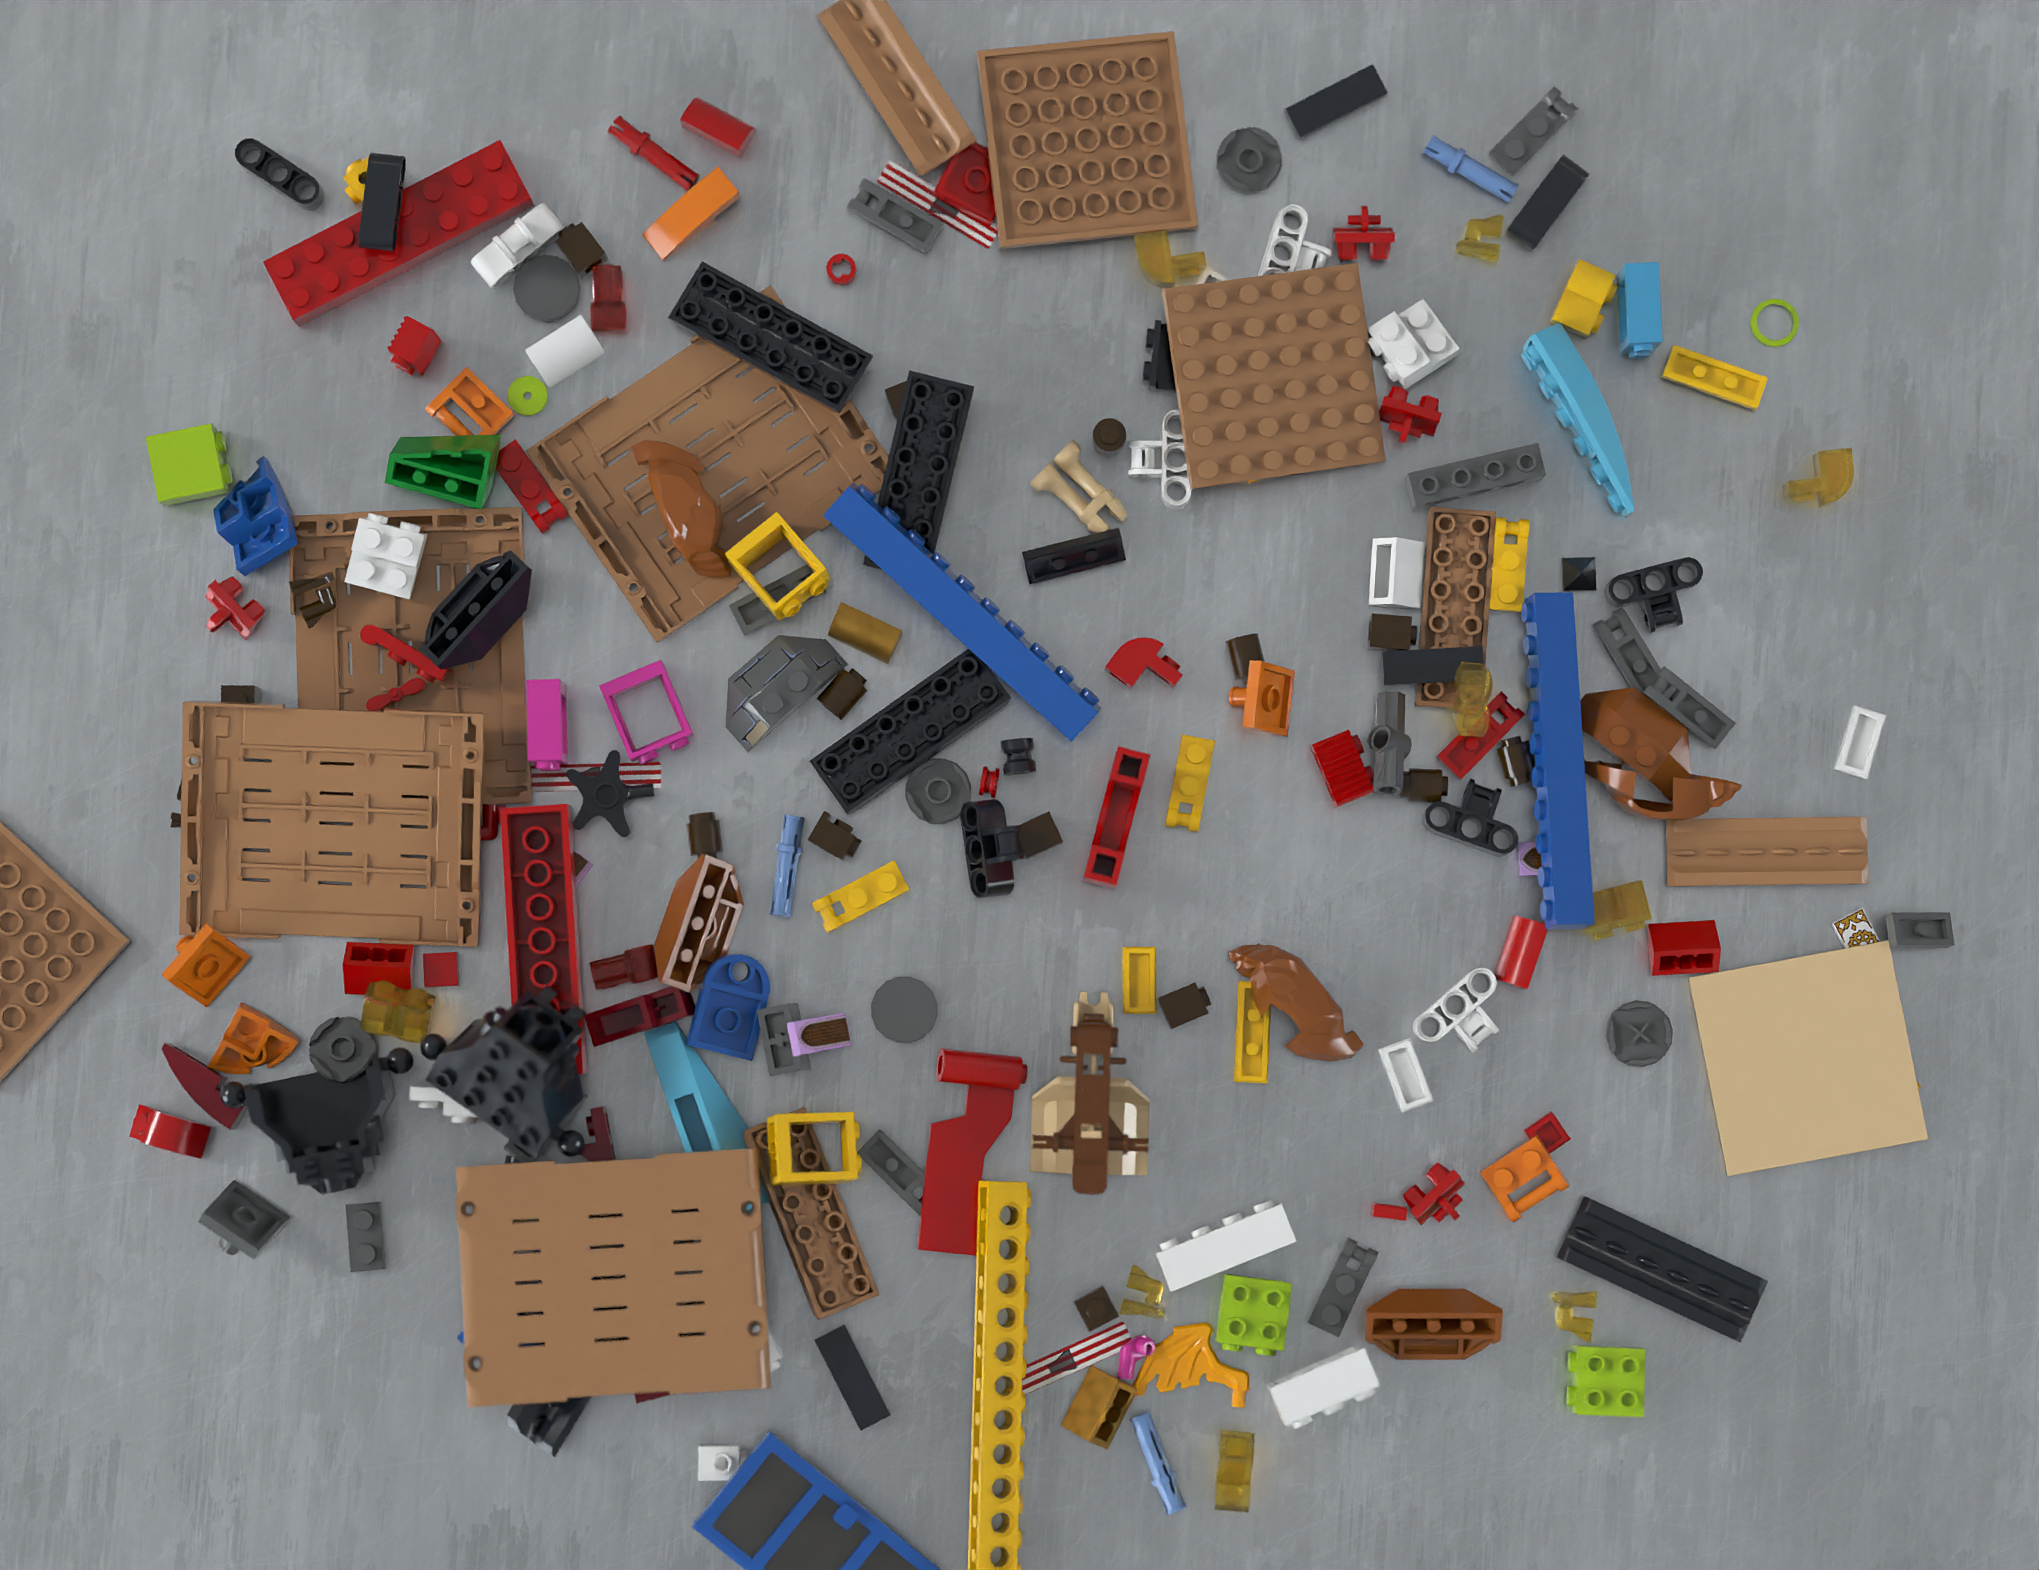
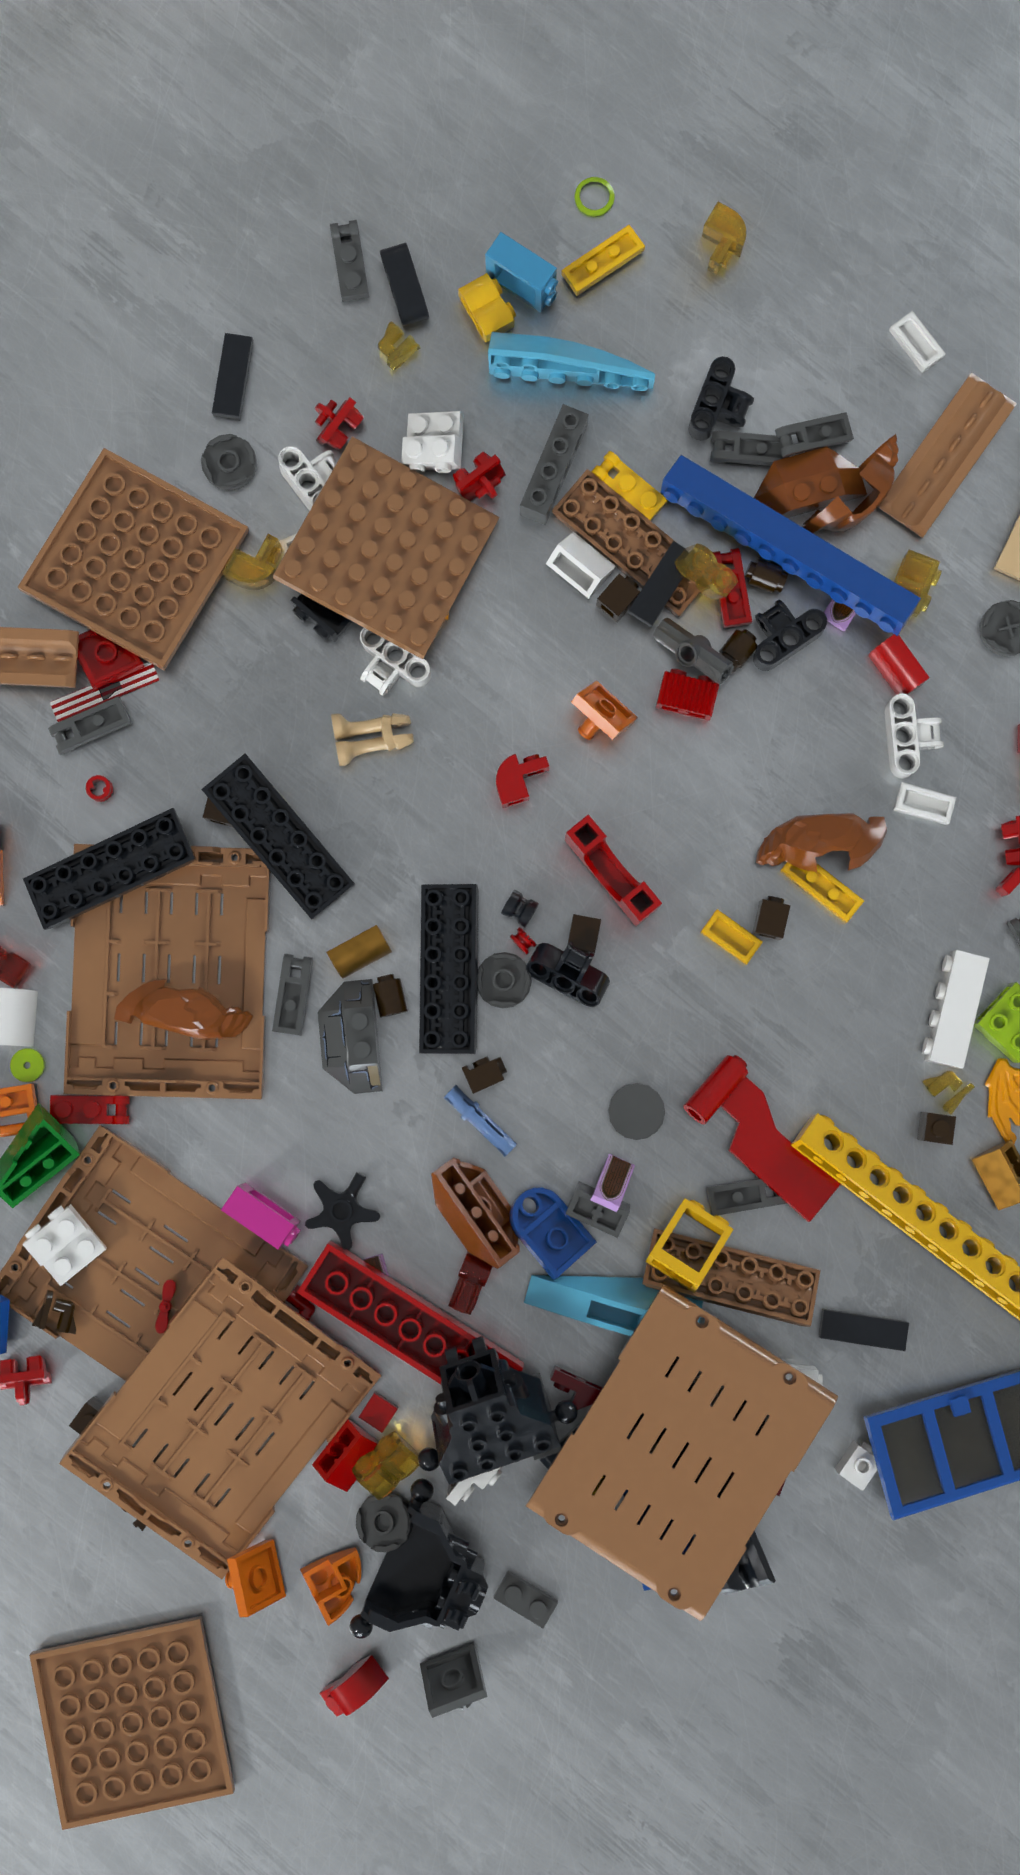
camera: 45 degrees left, 0 degrees up
(202, 1085) = (335, 1640): dark red slope -> none
(403, 652) = (139, 1280): red plate -> none
(478, 611) = (150, 1208): black wedge -> none
(630, 774) = (339, 1183): sticker -> none
(633, 681) = (276, 1134): dark pink window -> none
(639, 1015) = (509, 1297): dark red slope -> none
(704, 835) = (418, 1162): dark brown brick -> none
(757, 544) = (244, 977): yellow window -> none
(862, 896) = (537, 1084): yellow plate -> none
(962, 611) = (392, 874): blue brick -> none
(1074, 555) = (410, 771): black tile -> none
(1074, 1357) = (958, 1165): sticker -> none
(1090, 1120) = (806, 1041): piece -> none
(1109, 437) = (347, 689): dark brown brick -> none
(1131, 1353) = (982, 1125): dark pink arm -> none
(1190, 781) = (621, 805): yellow plate -> none
(1241, 651) = (560, 706): dark brown brick -> none
(1458, 161) = (333, 323): medium blue pin -> none
(1579, 574) = (669, 445): black slope -> none
(1683, 947) = (972, 555): red brick -> none

